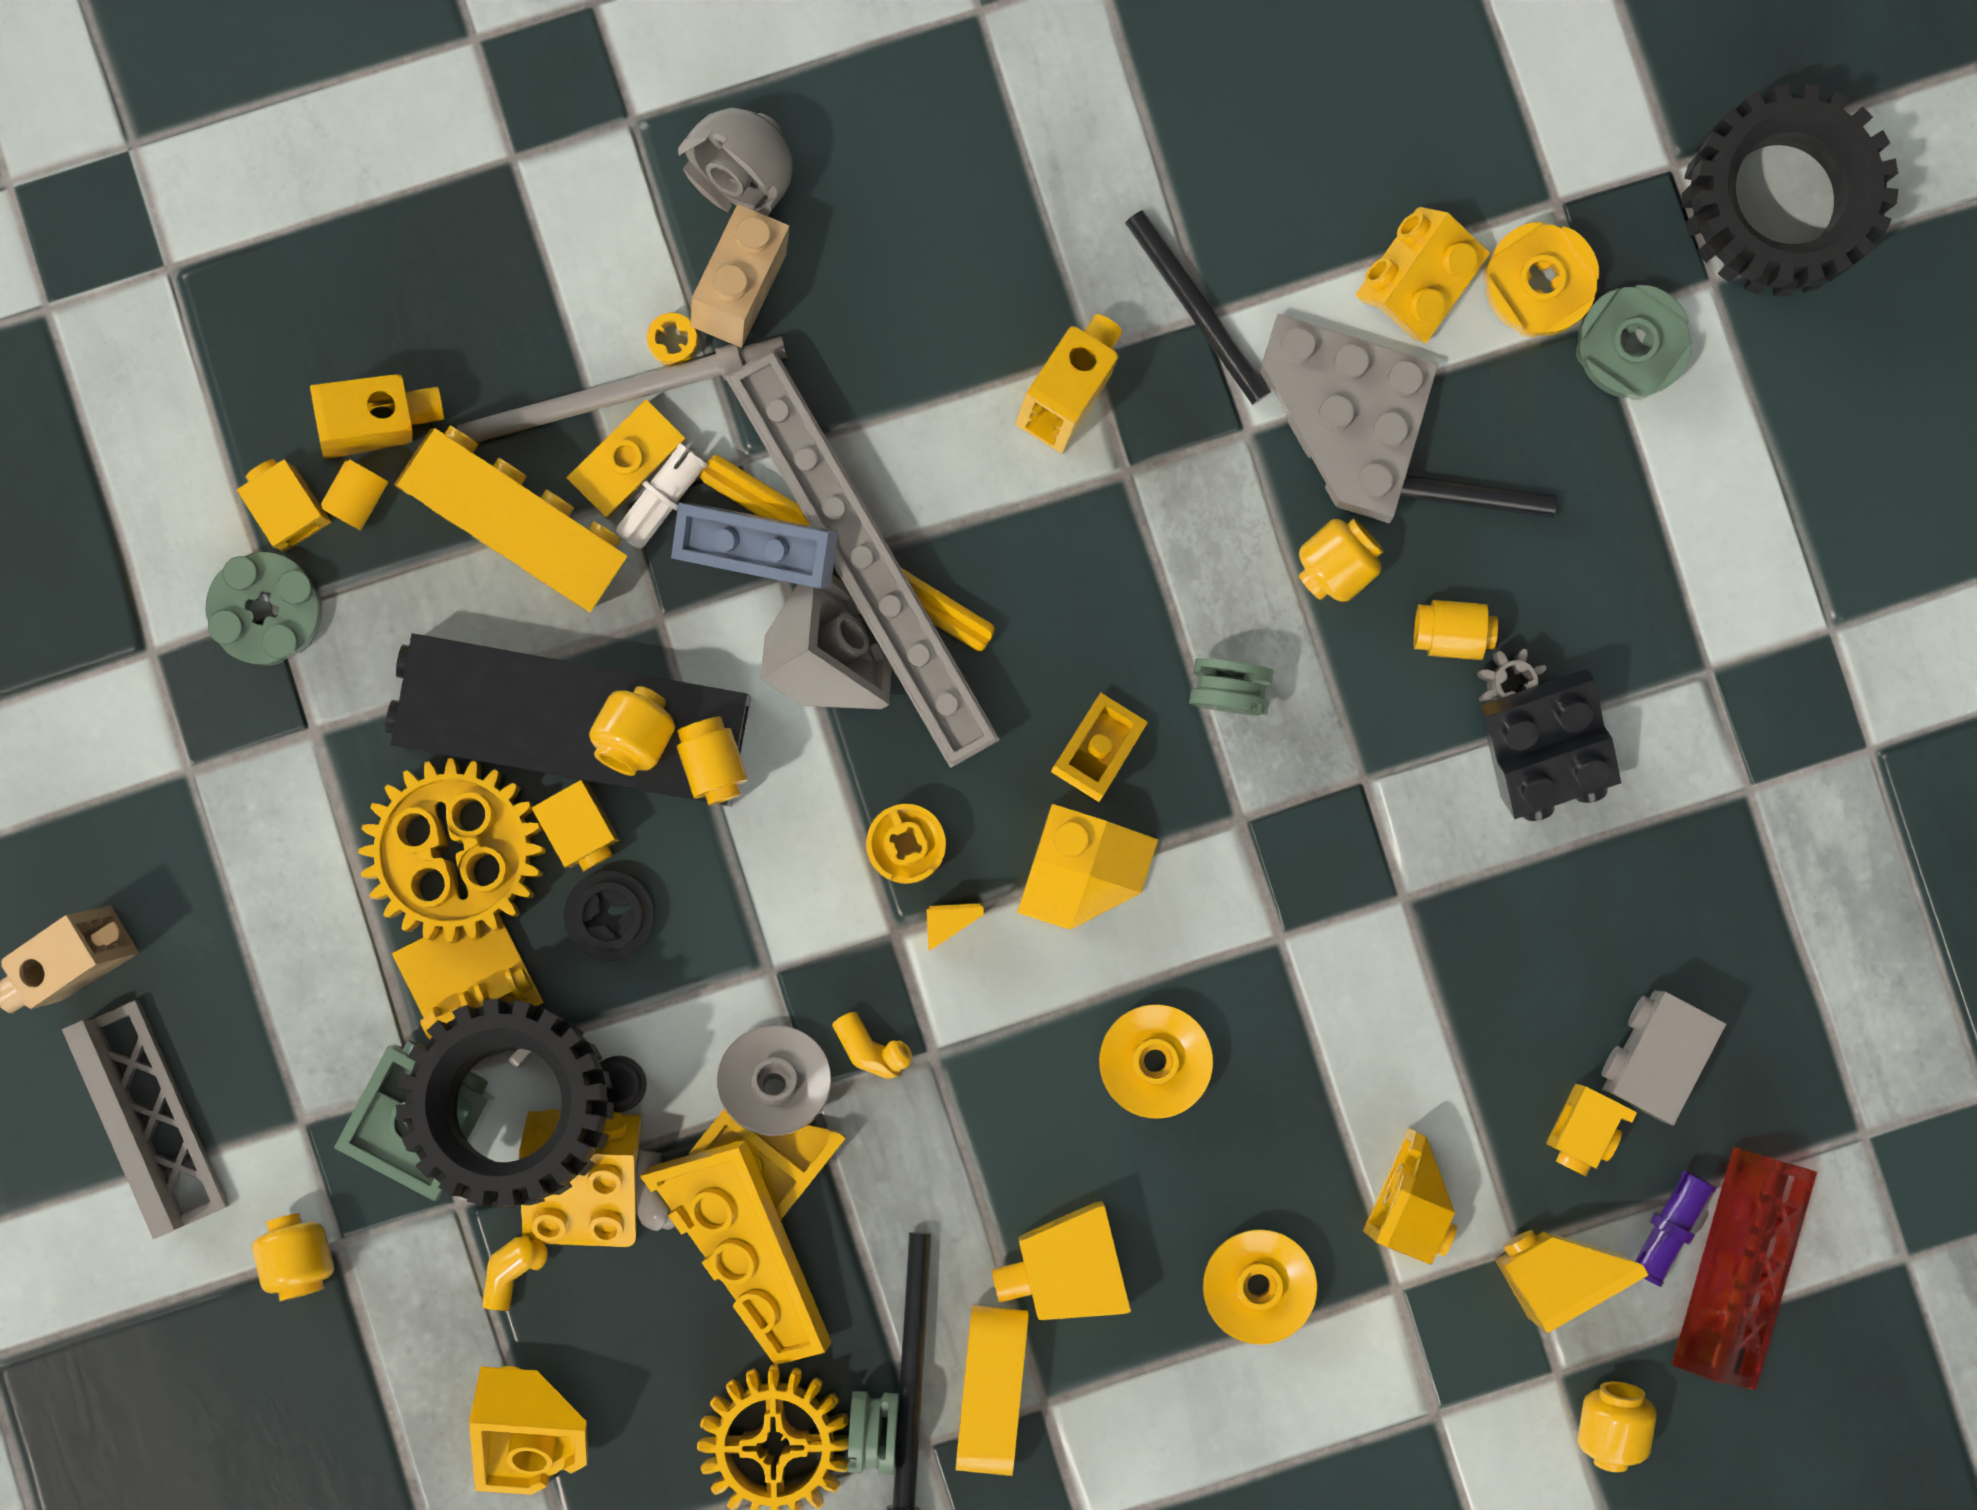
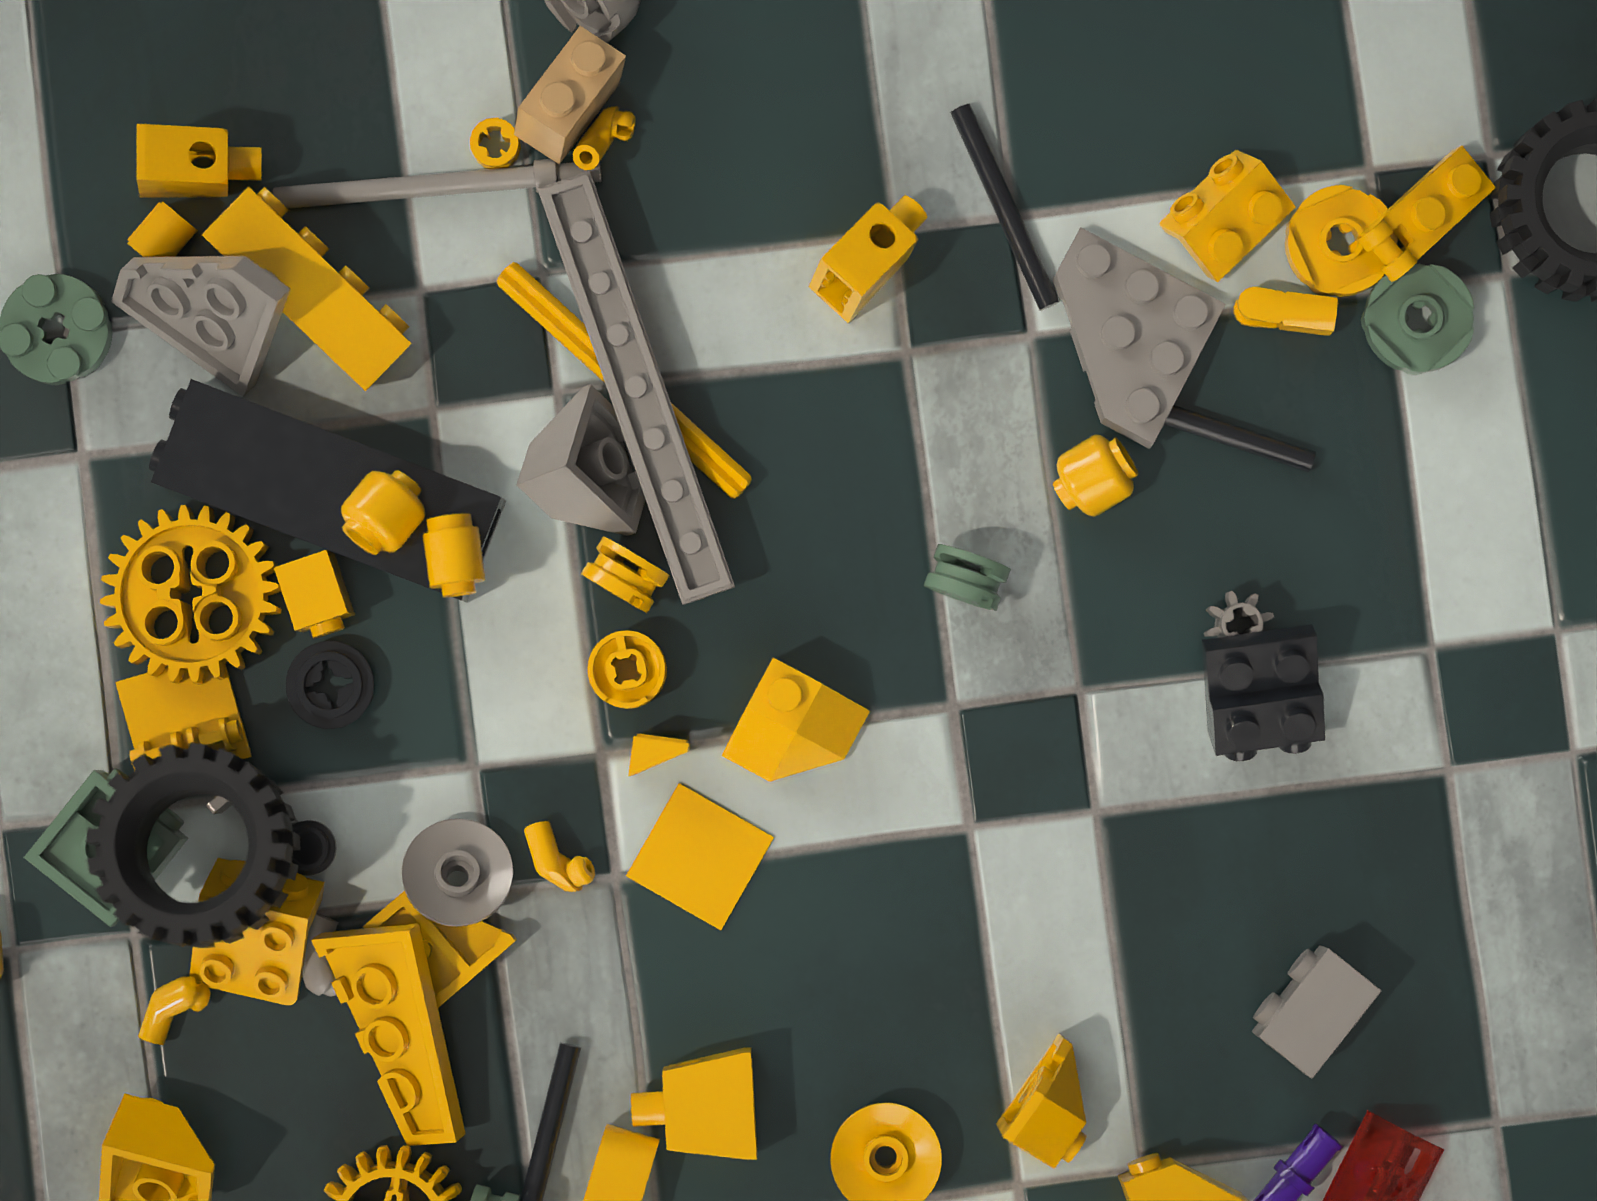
camera: 15 degrees right, 0 degrees up
(282, 504) = (92, 232): yellow brick -> none
(415, 559) = (208, 309): none -> light grey plate
(626, 459) = (429, 250): yellow plate -> none
(661, 496) = (455, 292): white axle -> none
(754, 545) = (535, 356): sand blue plate -> none
(775, 315) = (600, 135): none -> yellow arm
(885, 755) = (620, 579): none -> yellow wheel
(1014, 1018) = (699, 856): none -> yellow piece
(1099, 747) = (829, 611): yellow slope -> none
(1185, 1069) = (831, 953): yellow dish -> none
(1455, 629) = (1193, 562): yellow brick -> none
(1501, 359) = (1286, 311): none -> yellow bar
(1588, 1129) = (1230, 1067): yellow brick -> none
(1623, 234) = (1426, 212): none -> yellow plate

